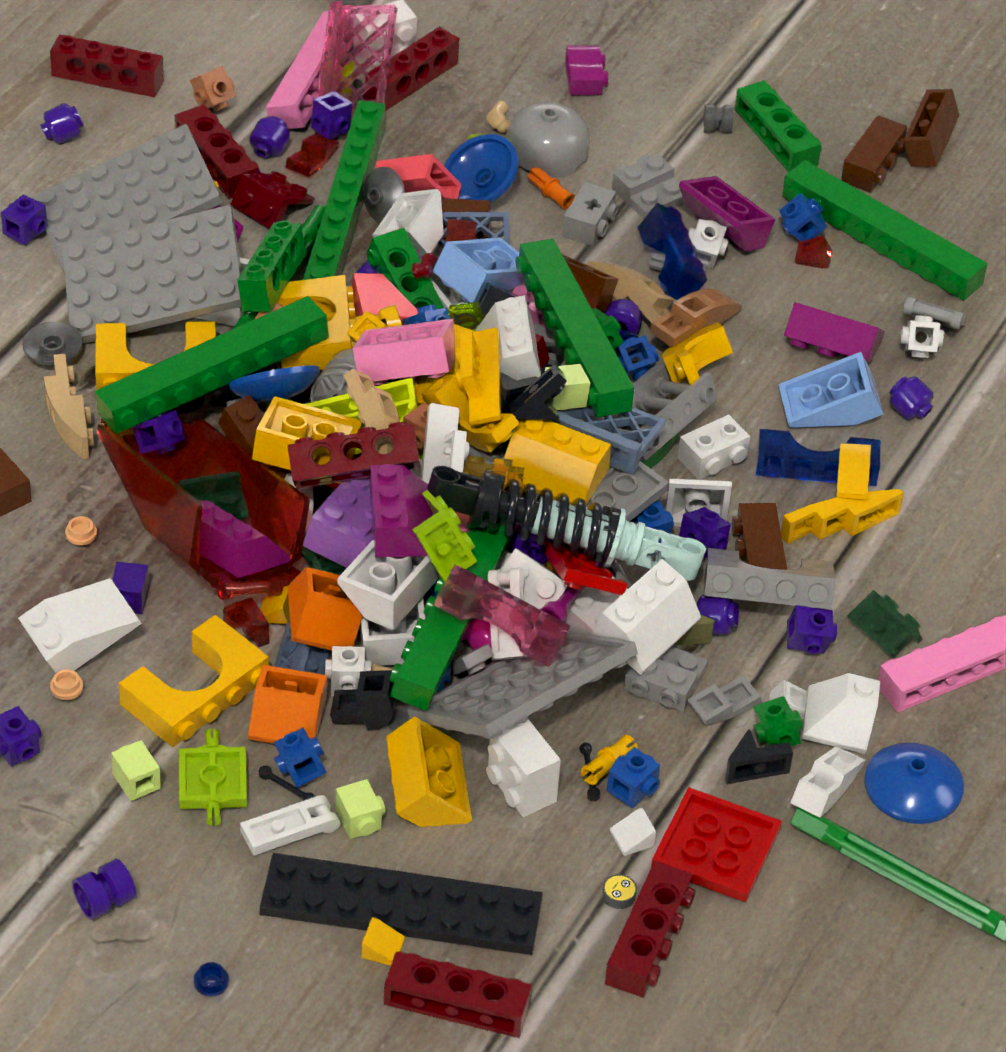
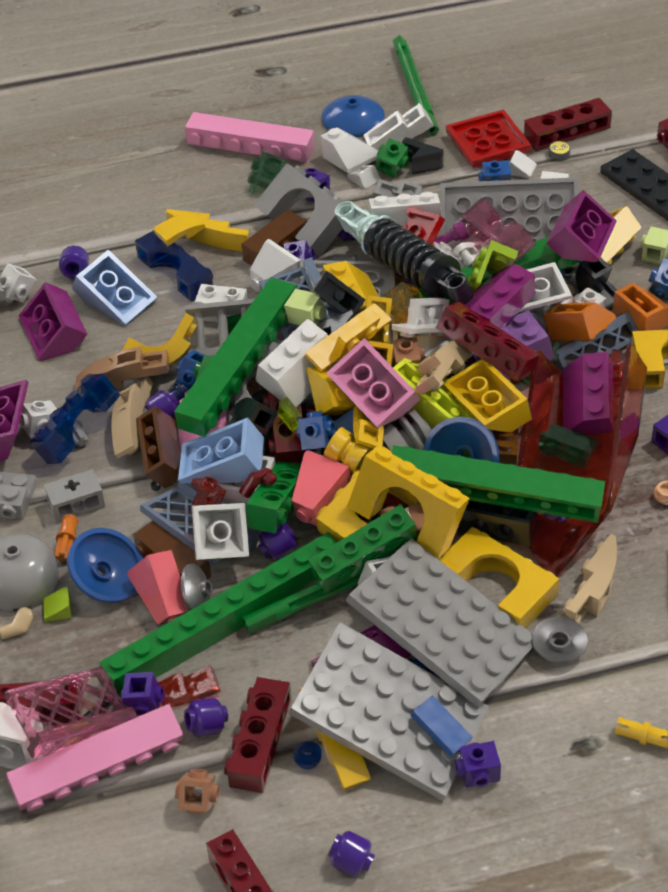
camera: 130 degrees left, 0 degrees up
(74, 211) = (441, 726): none -> tile
(233, 294) = (441, 504): none -> yellow arch
(268, 196) = (265, 656): dark red bracket -> none
(405, 656) = (581, 229): none -> magenta slope

